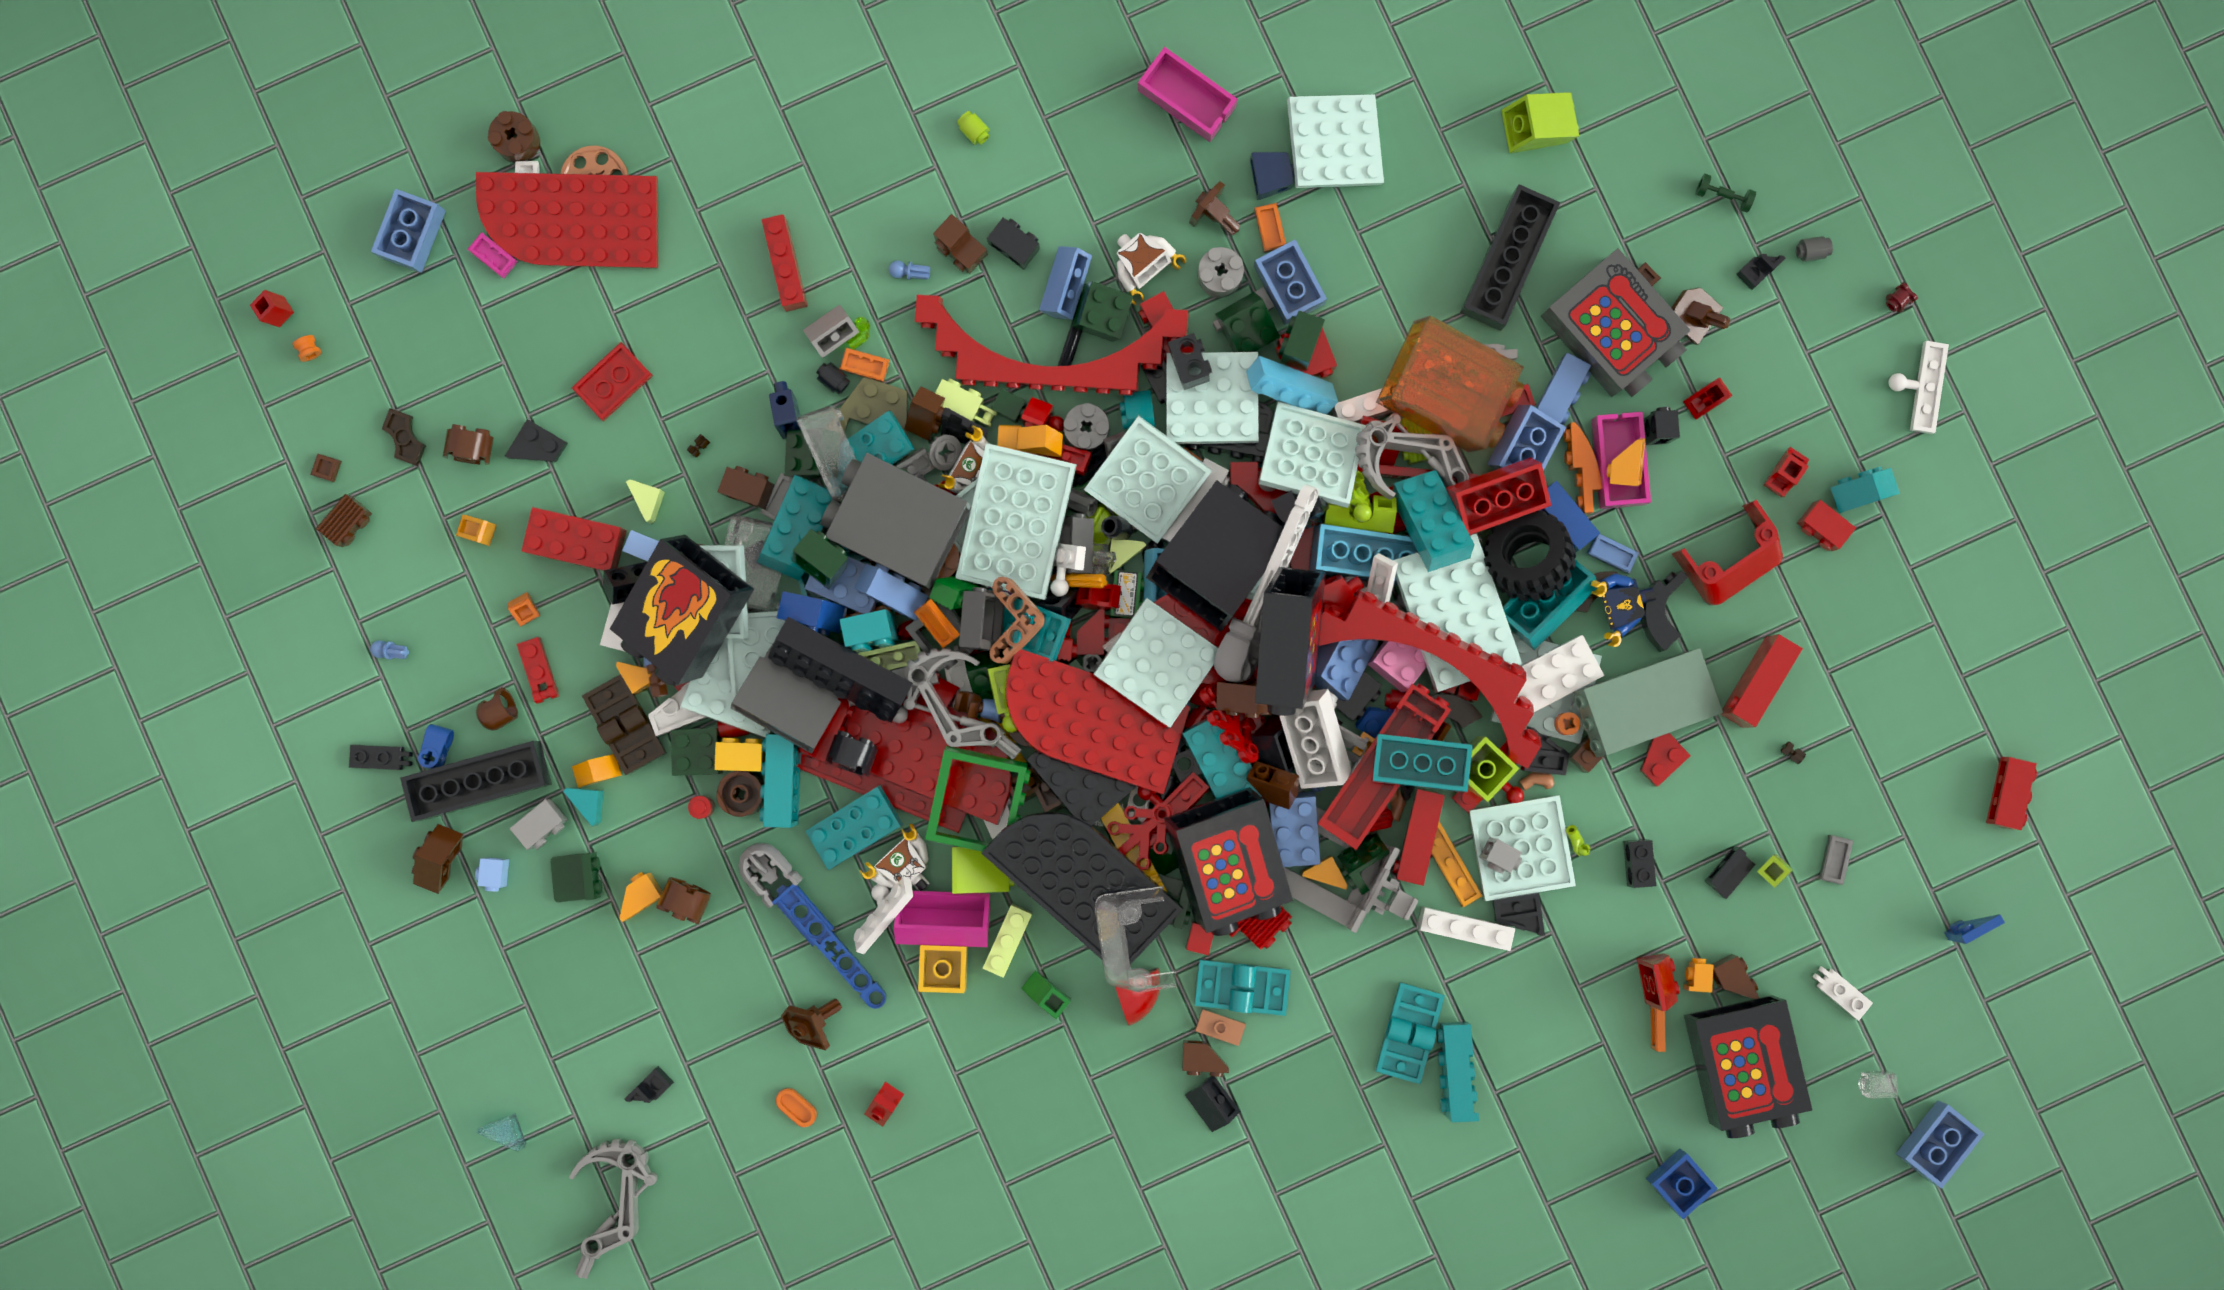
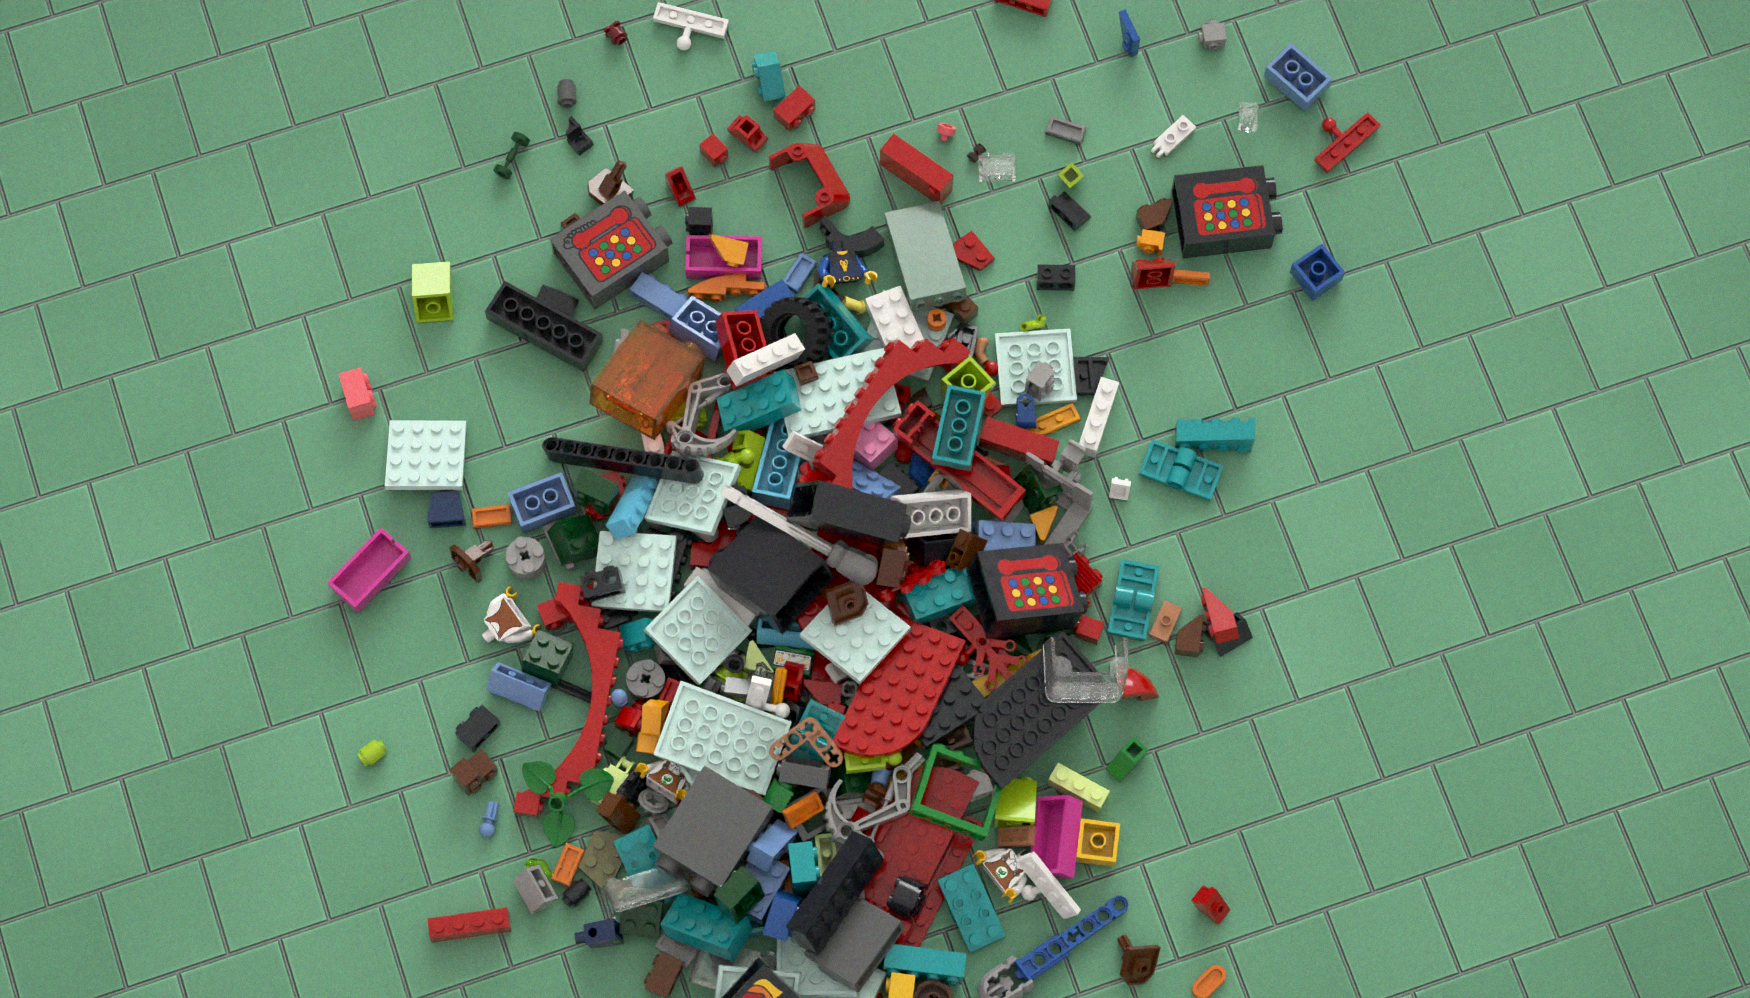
camera: 90 degrees left, 15 degrees down
(908, 349) = (557, 825): none -> green plant
(941, 873) = (1016, 836): none -> nougat plate
(1060, 399) = (619, 698): none -> medium blue axle
(1188, 646) = (845, 601): none -> reddish brown piece
(1225, 1095) = (1221, 617): none -> slope
(1306, 907) = (1070, 541): none -> light grey piece
(1343, 376) = (623, 460): none -> black beam
(1378, 961) = (1119, 489): none -> white tile
(1400, 50) = (358, 393): none -> coral brick
(1458, 841) = (1025, 415): none -> blue piece
(1477, 573) = (806, 373): none -> reddish brown tile
(1483, 521) = (765, 359): none -> white brick
(1545, 269) = (558, 299): none -> black slope
(1577, 623) = (854, 305): none -> light yellow pin
(1759, 434) = (714, 150): none -> red brick
(1776, 779) = (996, 167): none -> clear brick
(1818, 712) = (946, 130): none -> coral tile
(1860, 1208) = (1346, 141): none -> red plate
(1984, 1033) = (1212, 35): none -> light grey brick

